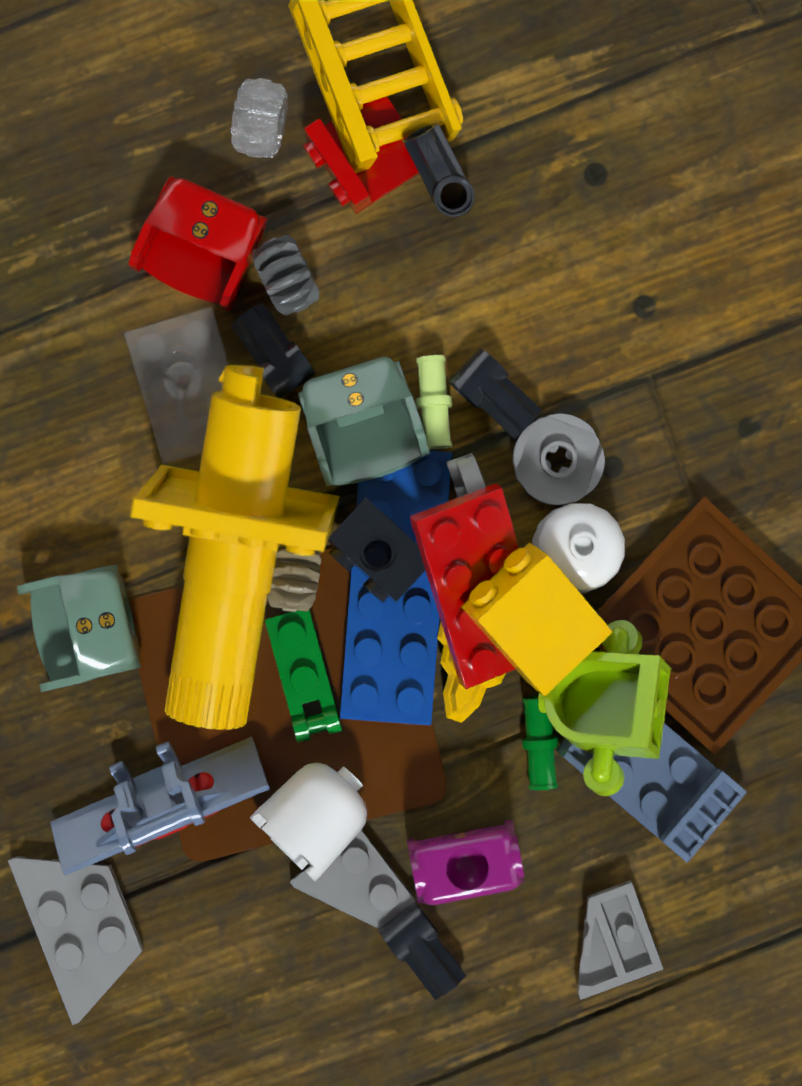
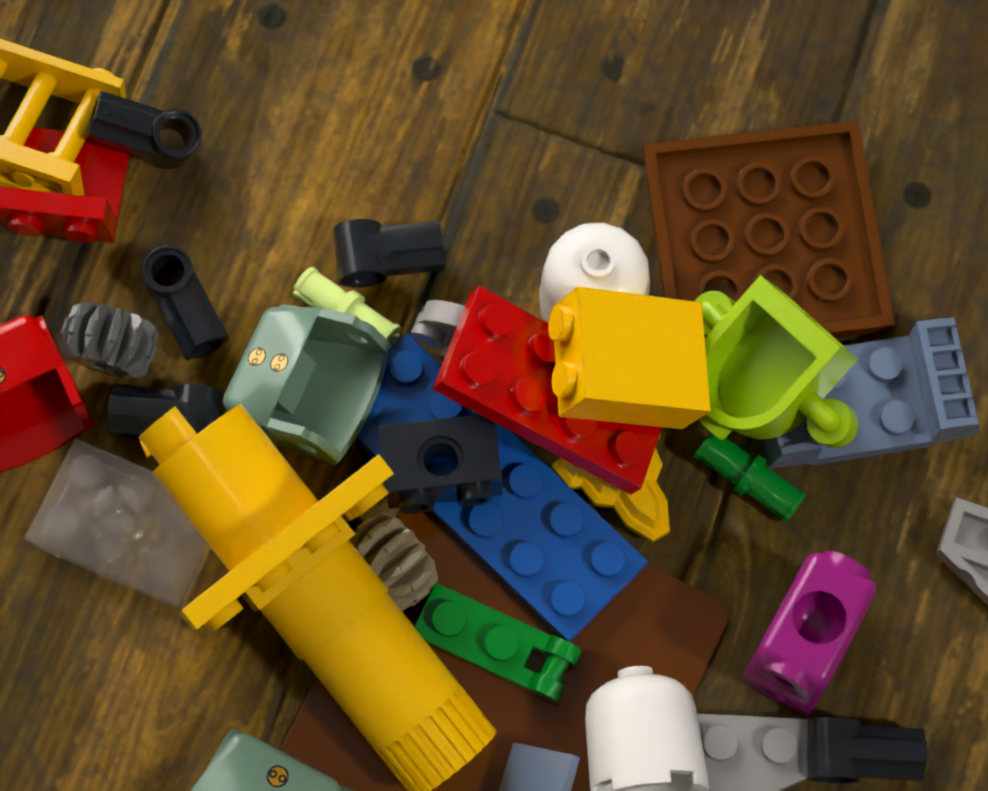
camera: 45 degrees left, 15 degrees down
(350, 301) = (184, 304): none -> black piece
(581, 448) = (506, 218): light grey plate -> none

